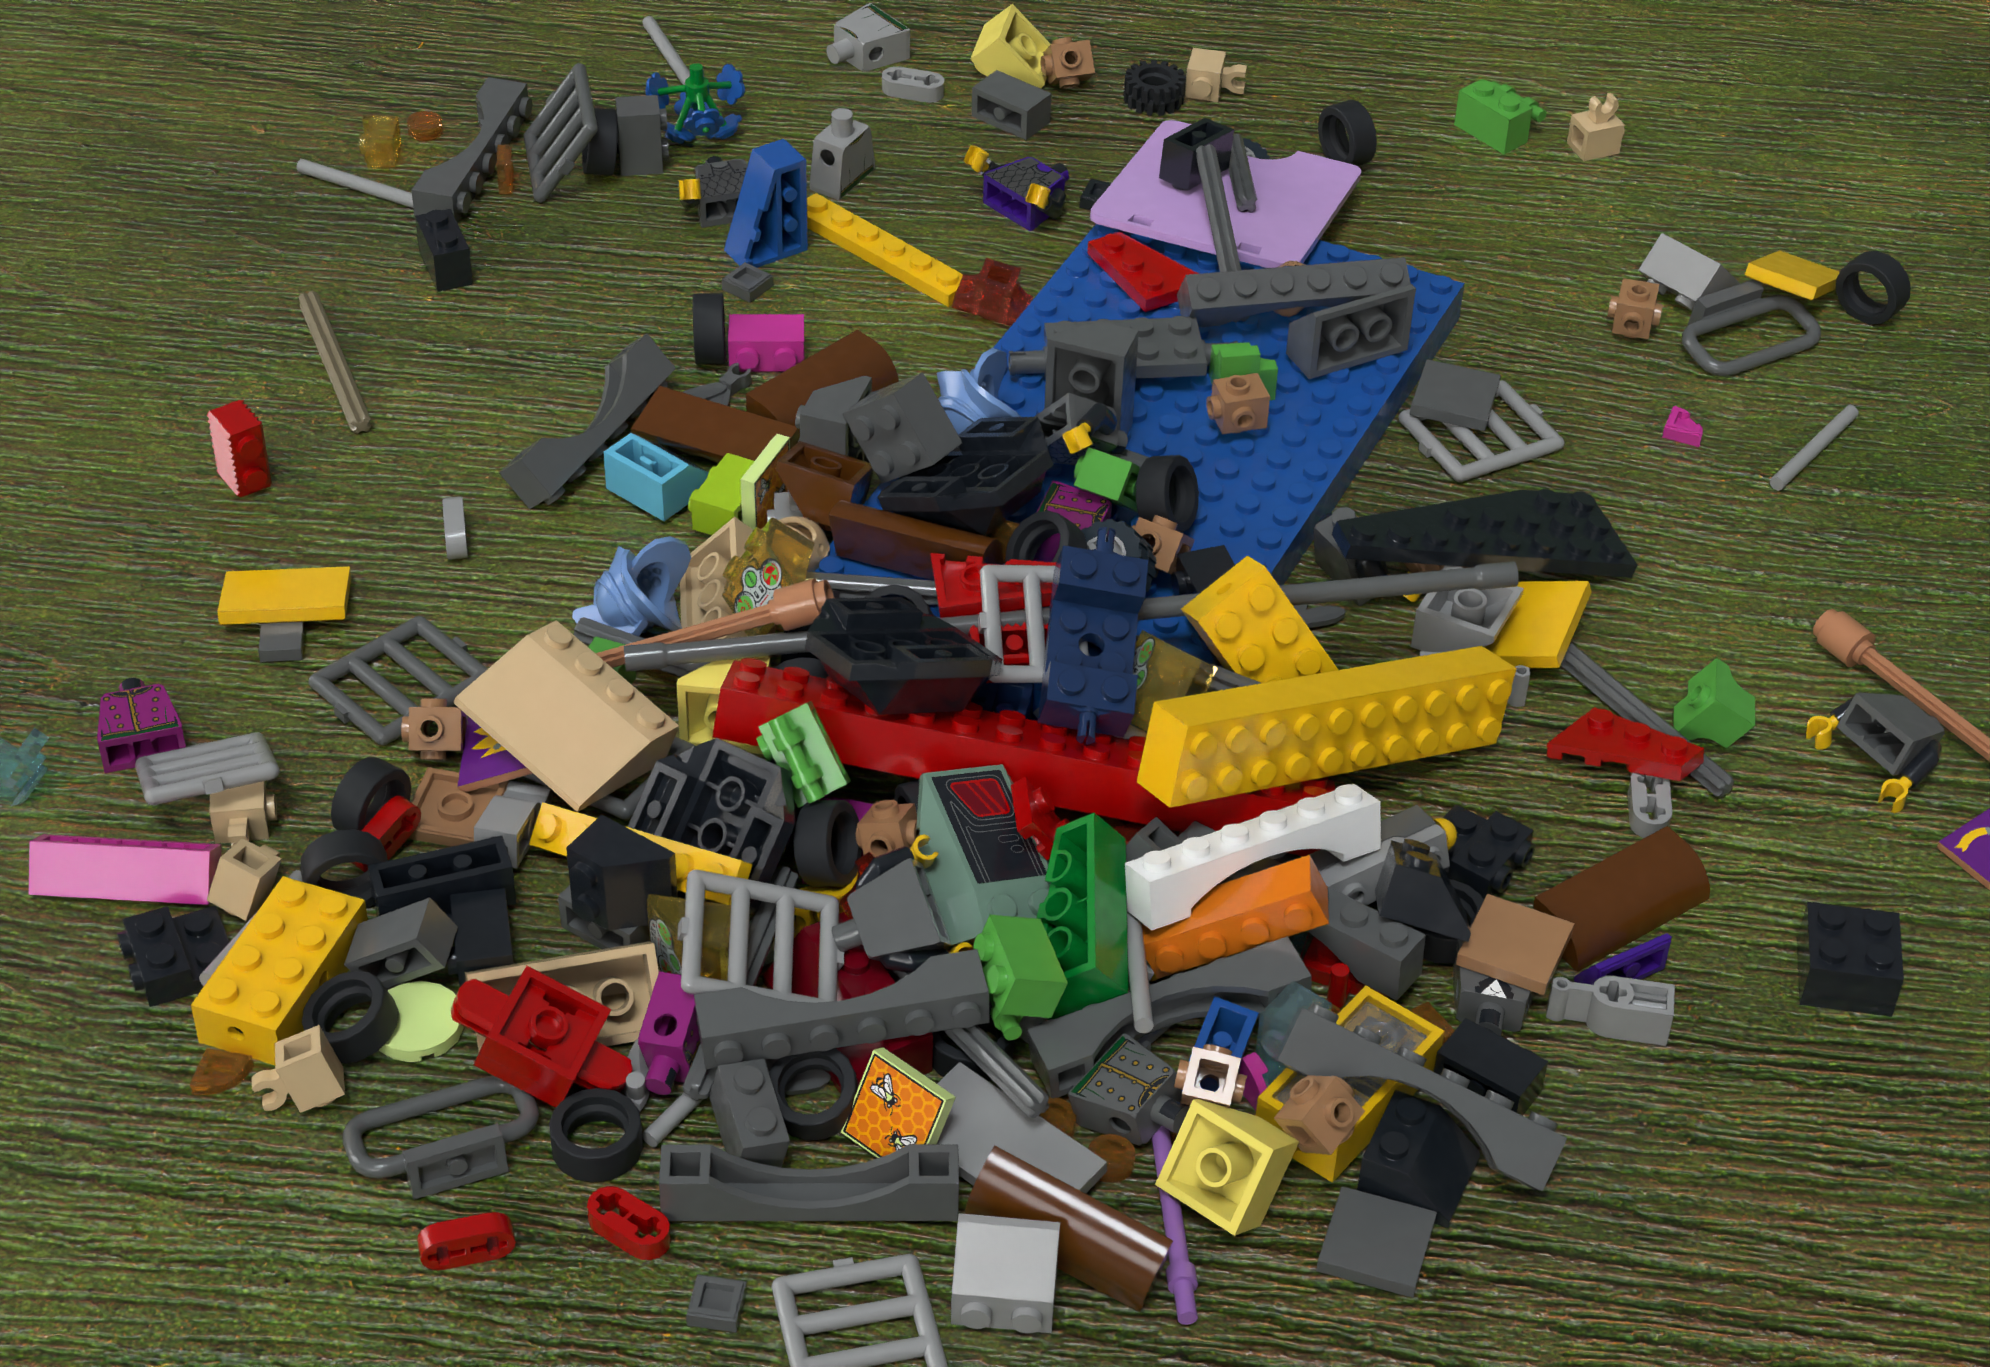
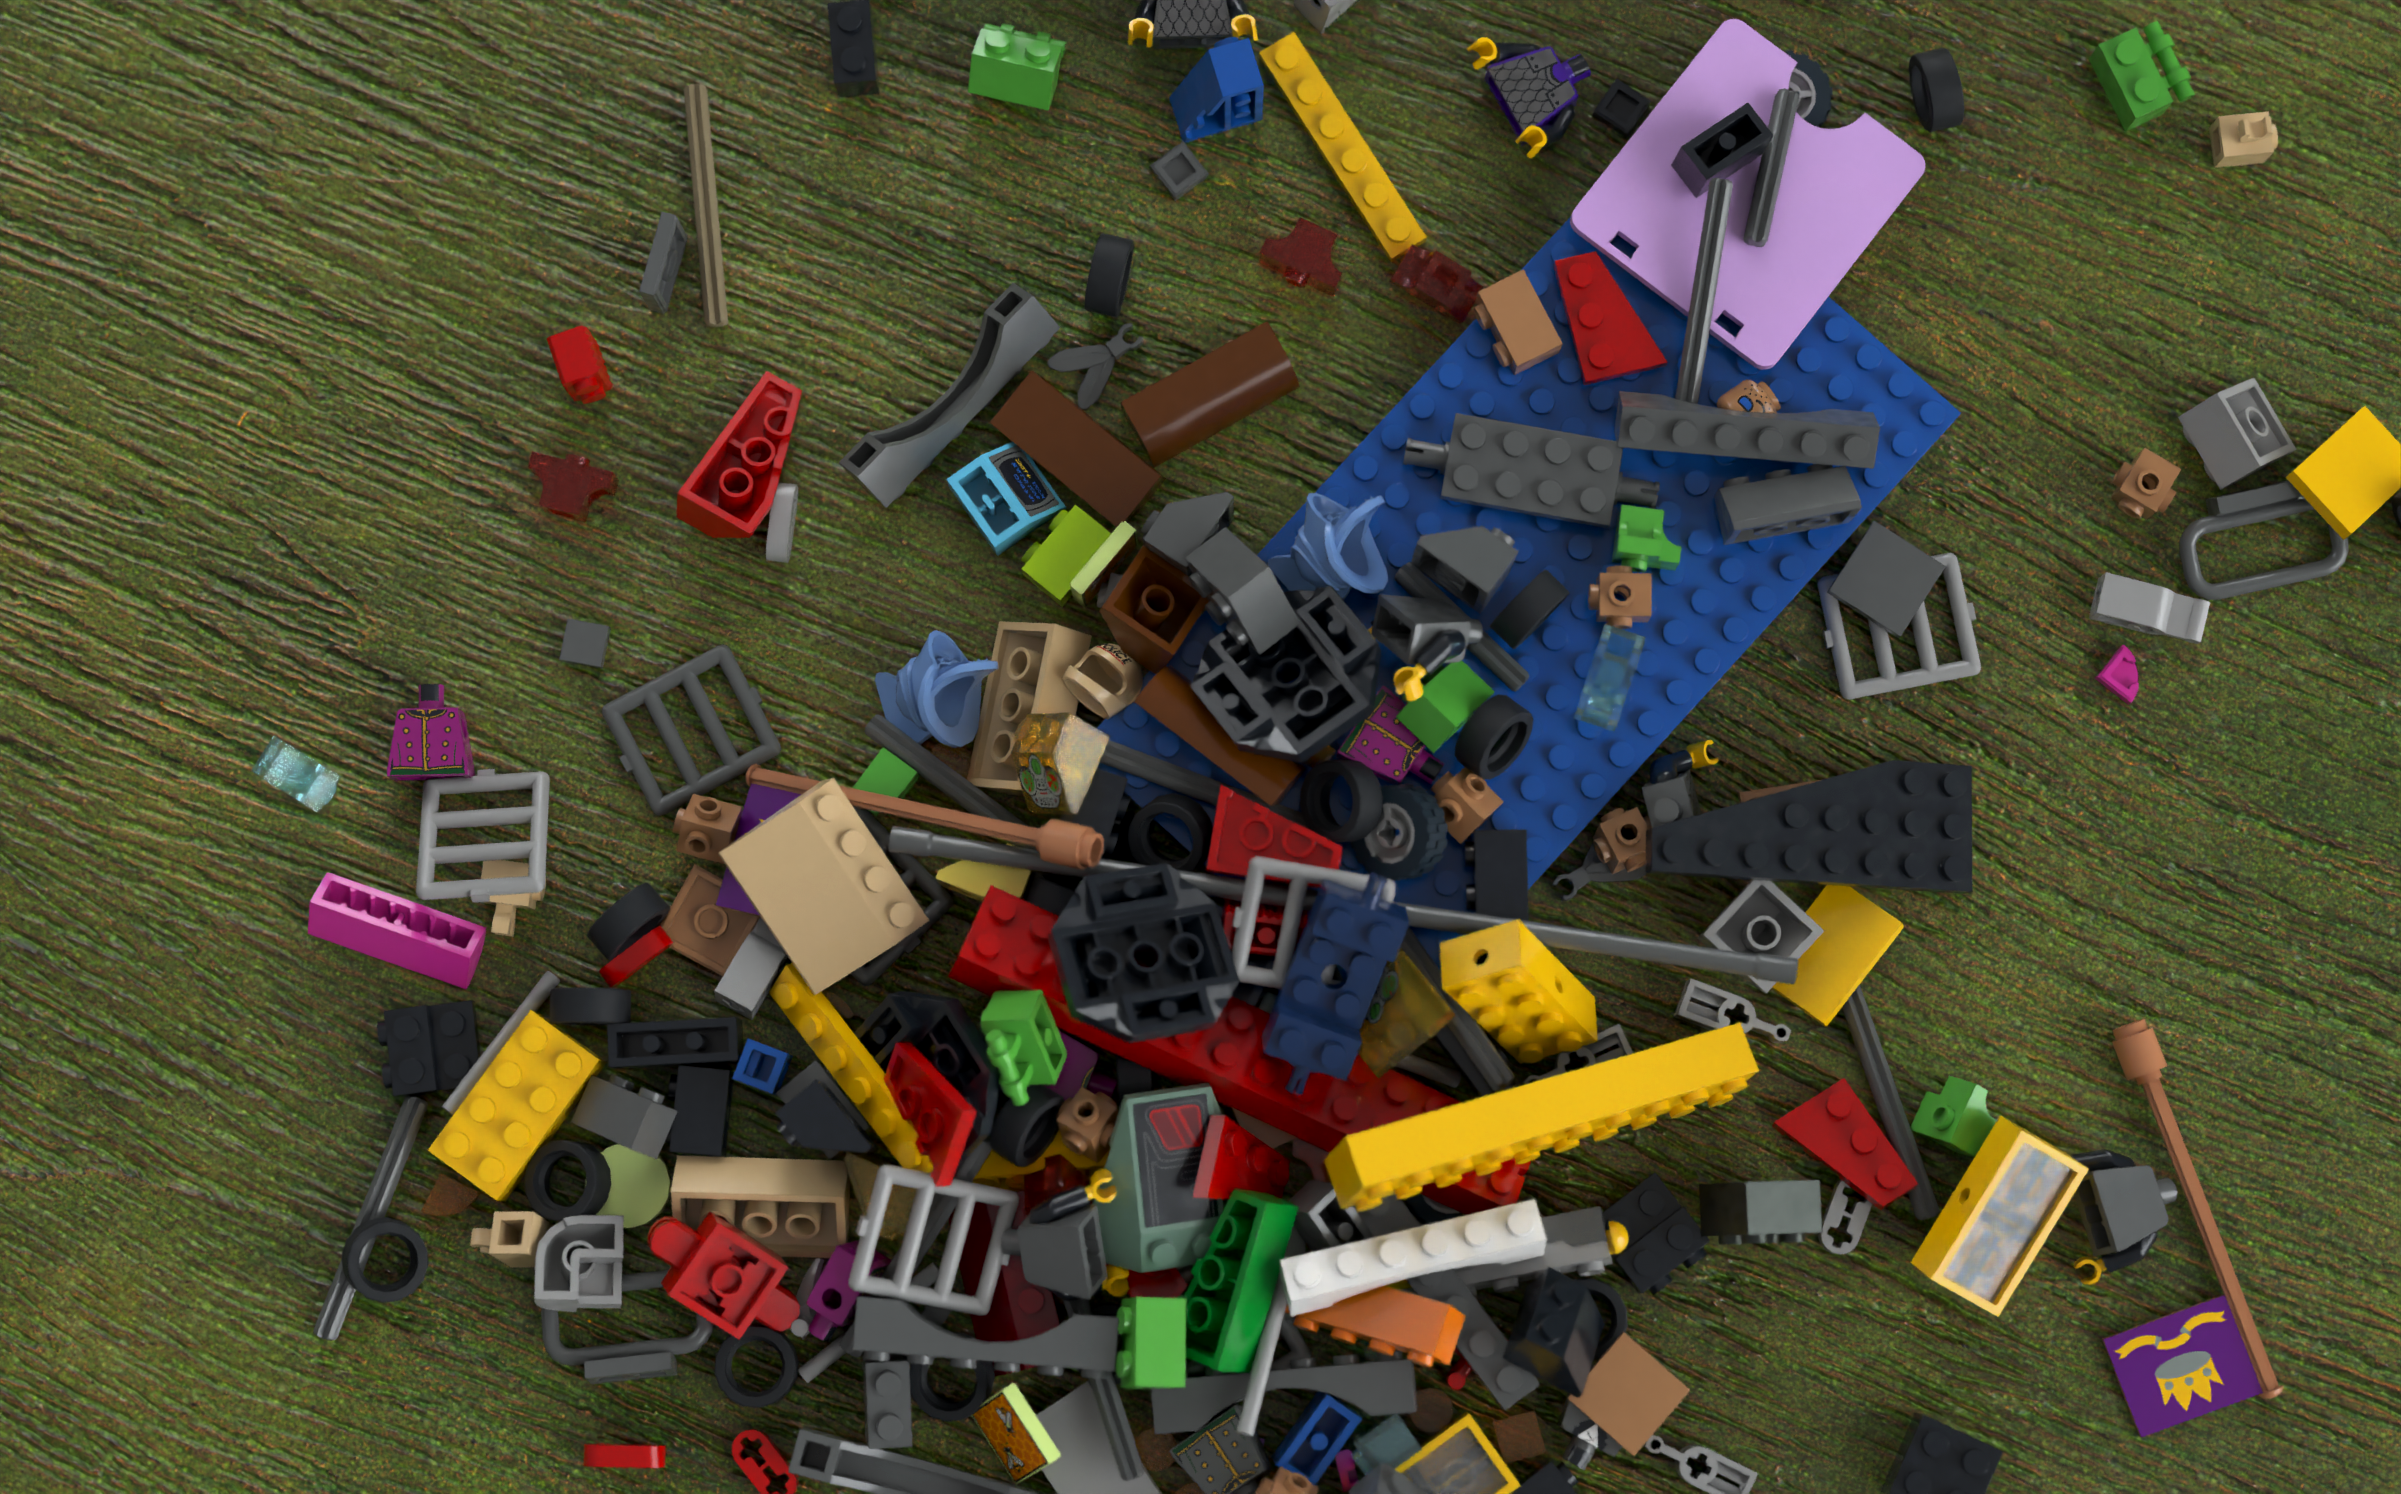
camera: 20 degrees right, 40 degrees up
(132, 1107) = (374, 1207): none -> dark grey axle
(150, 1148) = (400, 1288): none -> black tyre
(244, 878) = (502, 985): tan brick -> none
(246, 535) = (570, 484): none -> clear red brick
(284, 595) = (597, 583): yellow tile -> none
(304, 379) = (663, 263): none -> dark grey tile
(381, 1071) = (580, 1264): none -> light grey brick
(400, 497) = (743, 467): none -> red wedge
(537, 882) = (762, 1066): none -> blue brick
(587, 235) = (1016, 65): none -> bright green brick
(728, 818) = (934, 1108): none -> red wing
(766, 341) = (1169, 299): dark pink brick -> none
(873, 303) = (1304, 257): none -> clear red brick
(1074, 274) = (1517, 323): none -> medium nougat brick
(1161, 417) = (1529, 609): none -> black tyre
(1251, 448) = (1609, 677): none -> clear light blue brick
(1311, 566) = (1616, 850): none -> medium nougat brick
(1568, 781) = (1760, 1211): none -> pearl dark grey brick
(1627, 896) = (1763, 1336): reddish brown brick -> none
(1633, 963) = (1731, 1411): dark purple slope -> none
(1677, 380) = (2148, 608): none -> light grey piece
(1791, 747) = (1999, 1216): none -> brick
(1813, 447) = (2250, 743): light grey bar -> none

